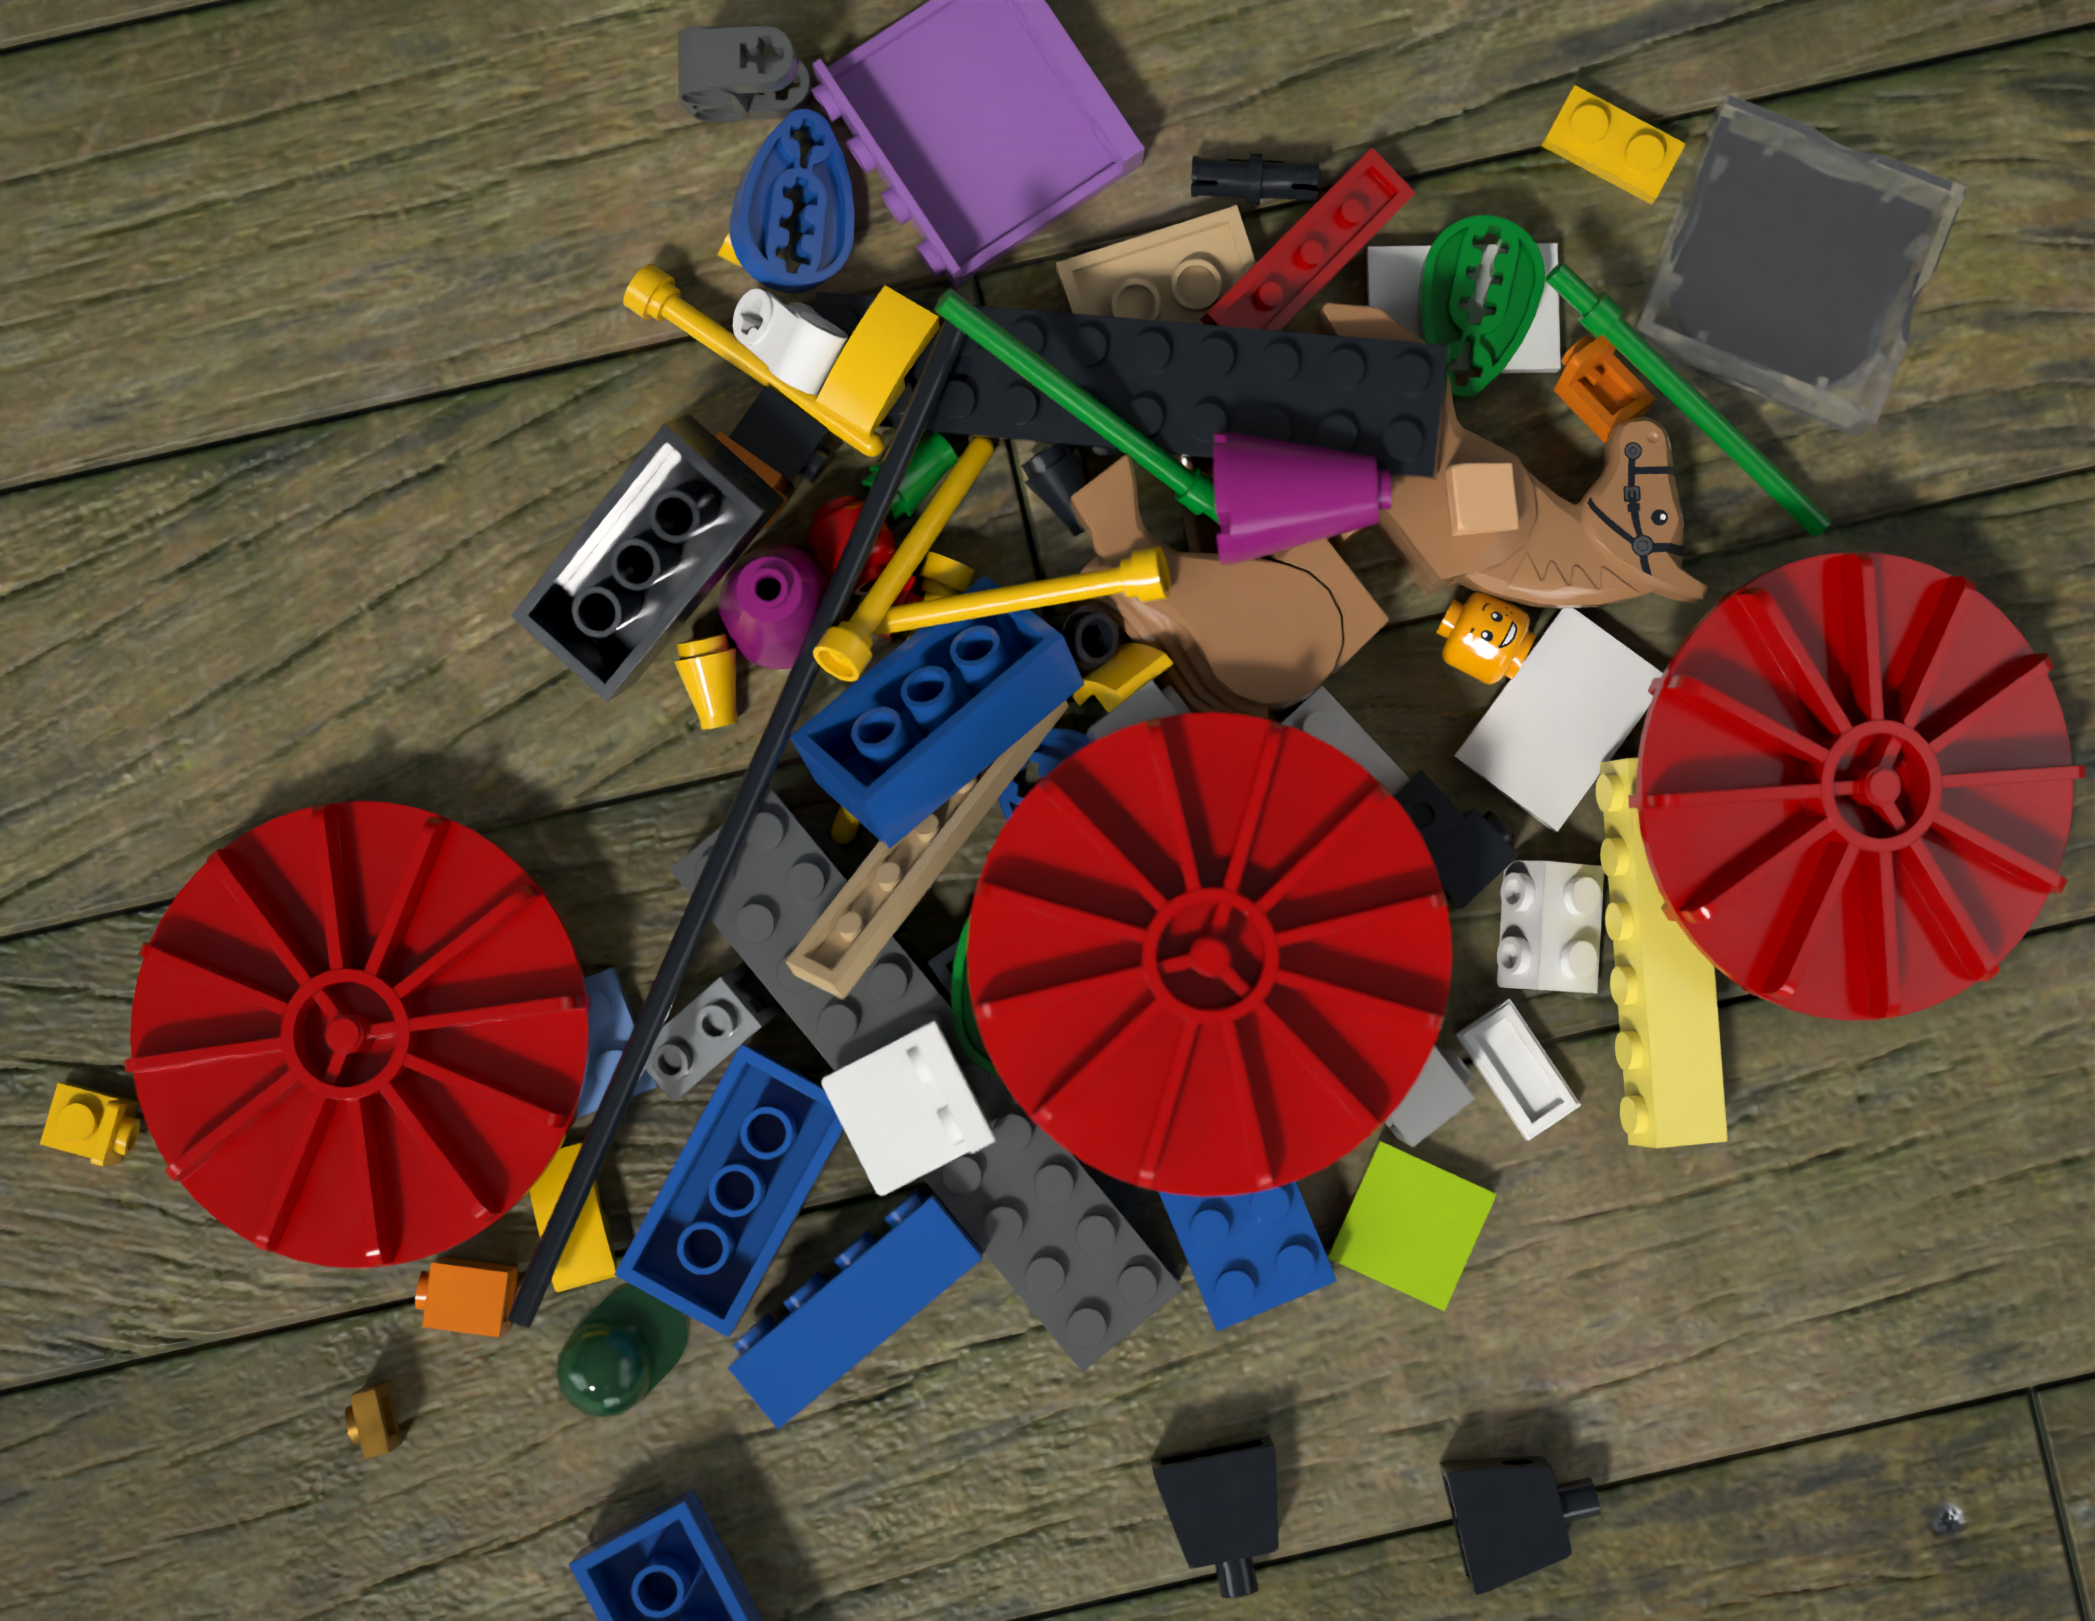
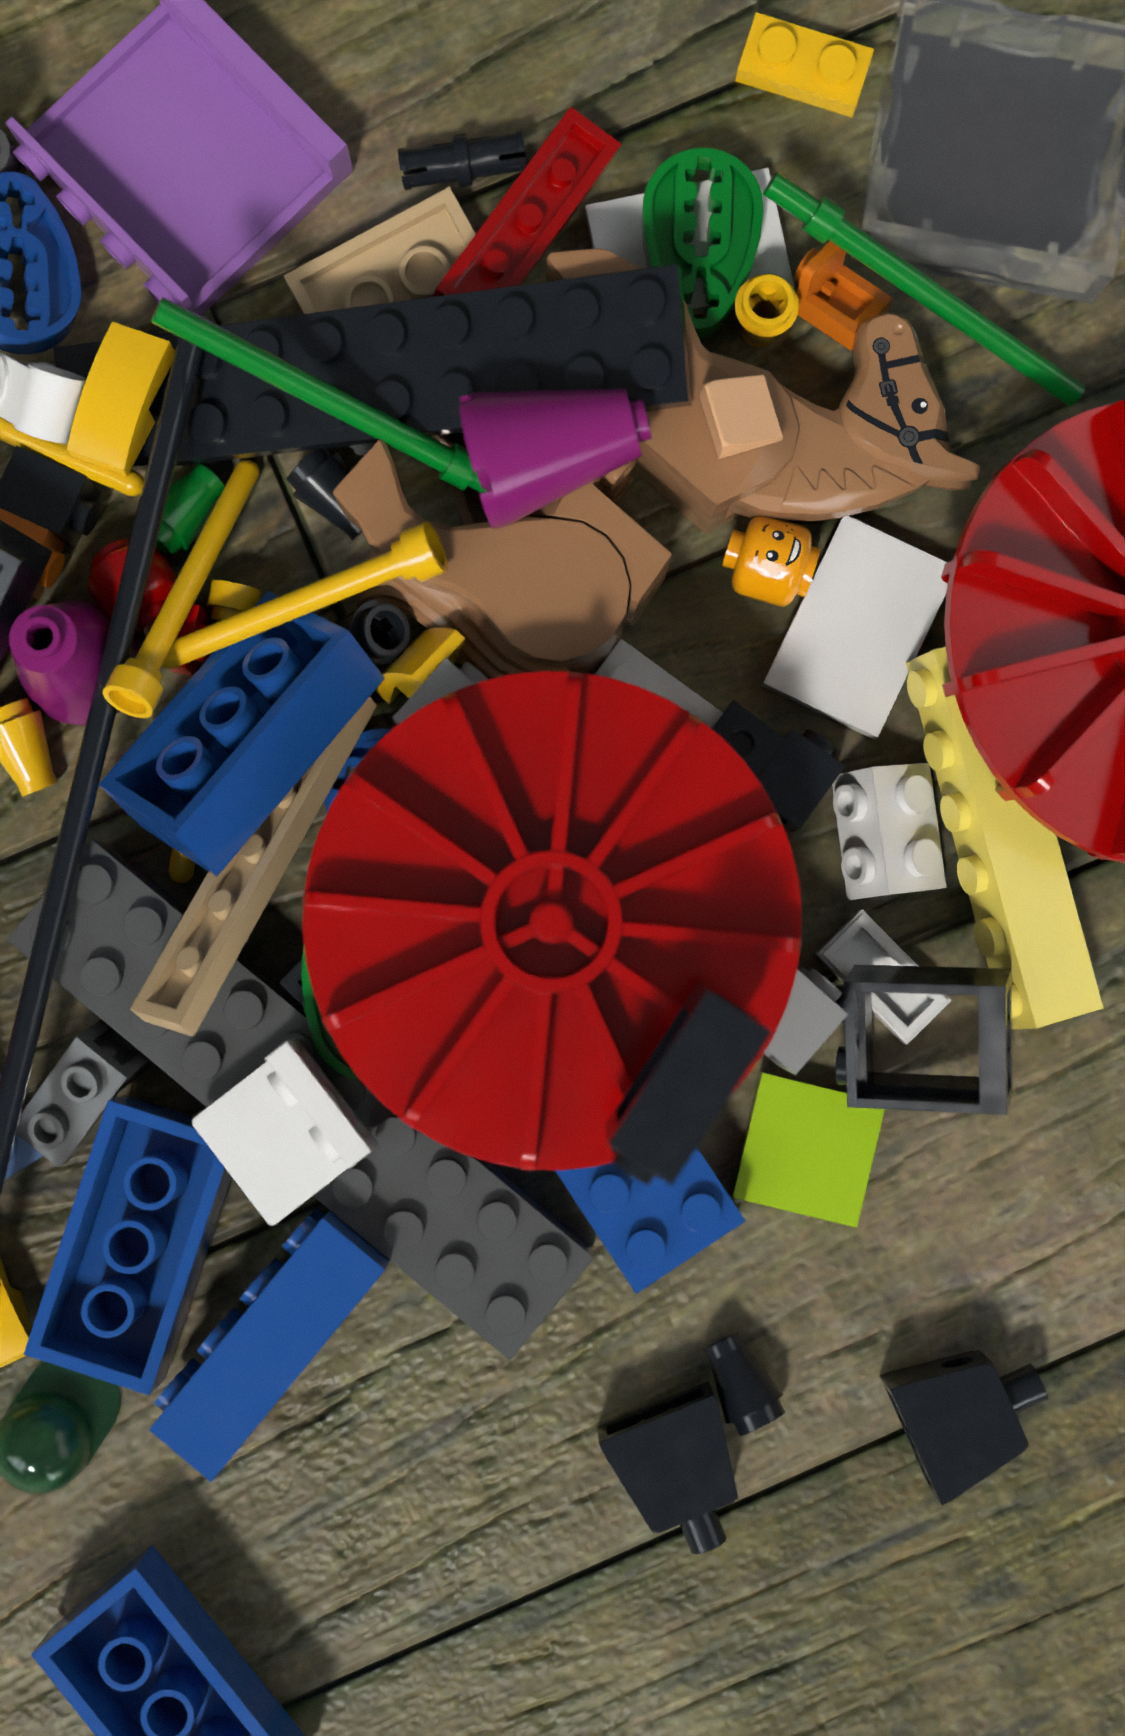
camera: 15 degrees left, 0 degrees up
(1303, 1444) = (744, 1387): none -> black cone
(1308, 1132) = (683, 1086): none -> black window
(1473, 1148) = (926, 1092): none -> black window
(1536, 378) = (765, 308): none -> yellow cone

